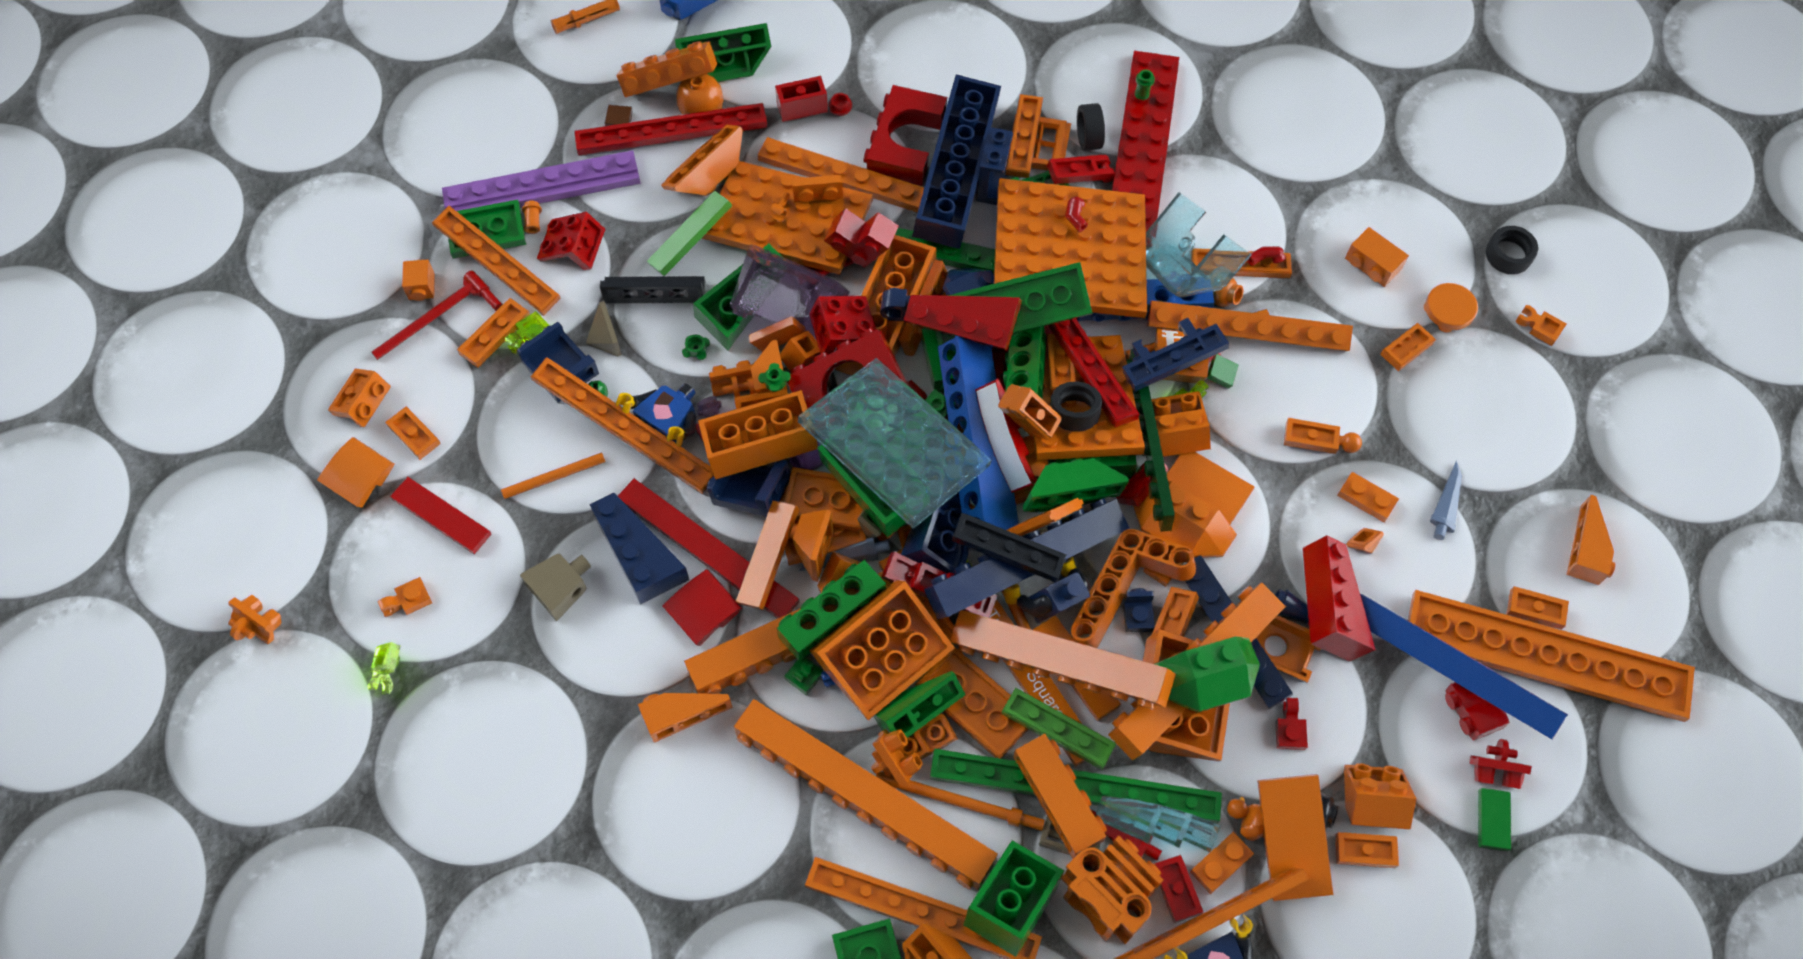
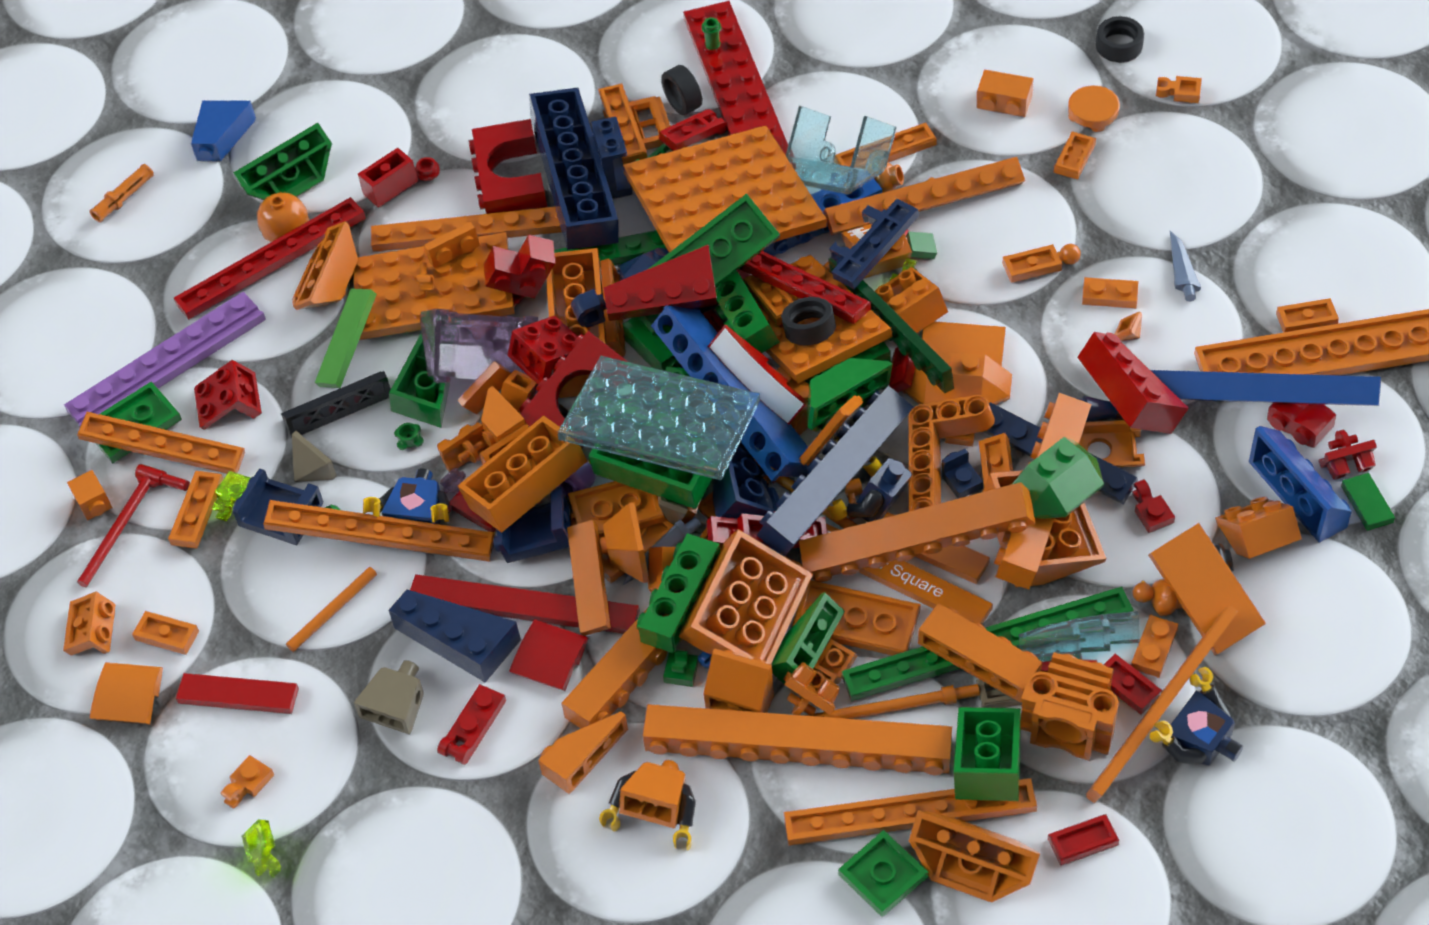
camera: 20 degrees left, 10 degrees down
(248, 623) = (98, 871): orange hips -> none
(531, 210) = (171, 387): orange pin -> none
(608, 639) = (472, 724): none -> red plate
(618, 115) = (208, 267): reddish brown tile -> none
(666, 69) = (239, 203): orange brick -> none
(716, 786) = (656, 796): none -> orange torso
(774, 384) = (511, 422): green plate -> none
(837, 720) = (738, 683): none -> orange slope
(1008, 547) = (817, 460): black plate -> none
(1029, 411) = (771, 339): orange brick -> none
(1035, 580) = (853, 489): none -> orange hand
(1057, 726) = (969, 602): bright green tile -> none
(1073, 211) = (711, 164): red arm -> none
(1264, 252) = (903, 129): red arm -> none
(1366, 850) = (1274, 575): orange plate -> none
(1438, 773) = (1298, 484): none -> blue slope
(1591, 547) = (1324, 246): orange slope -> none

